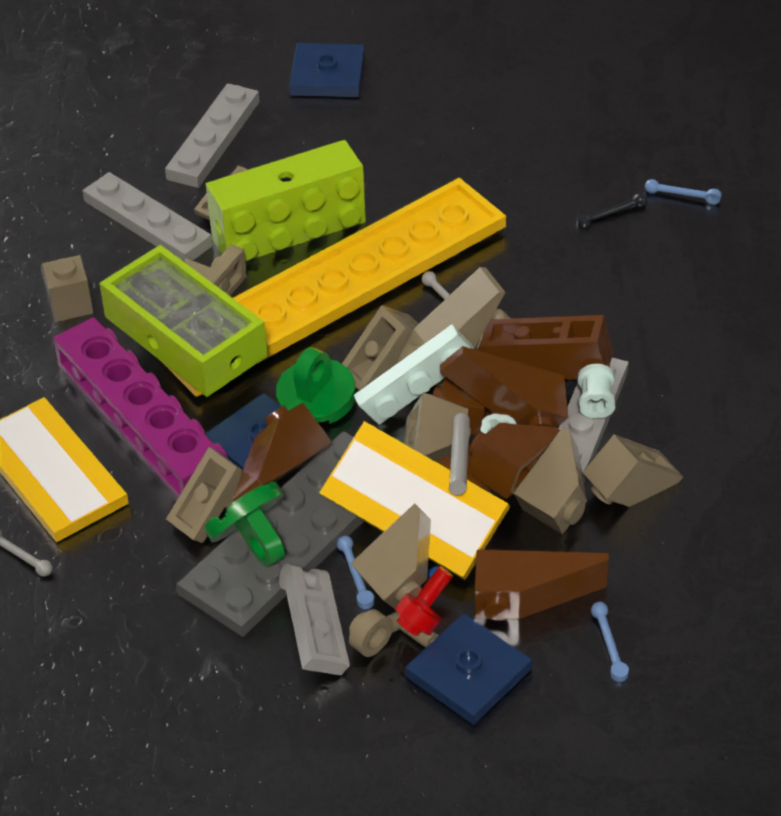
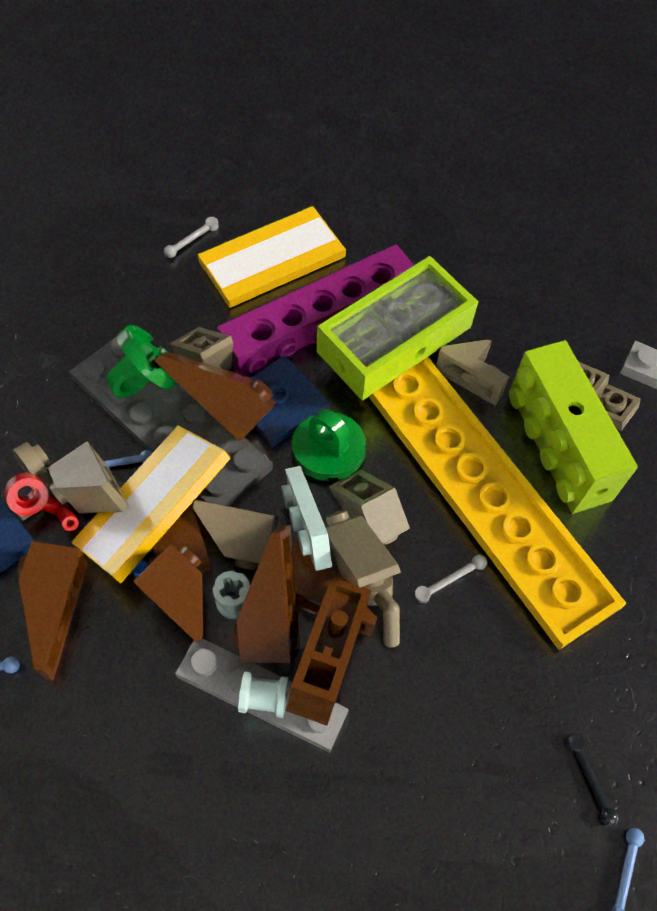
camera: 90 degrees right, 15 degrees up
(67, 288) = (478, 262): dark tan slope -> none
(147, 217) = (578, 319): light grey plate -> none
(315, 619) = (56, 421): light grey plate -> none
(459, 454) = (177, 535): light grey bar -> none
(555, 485) = (151, 638): dark tan slope -> none
(629, 472) = (164, 725): dark tan slope -> none

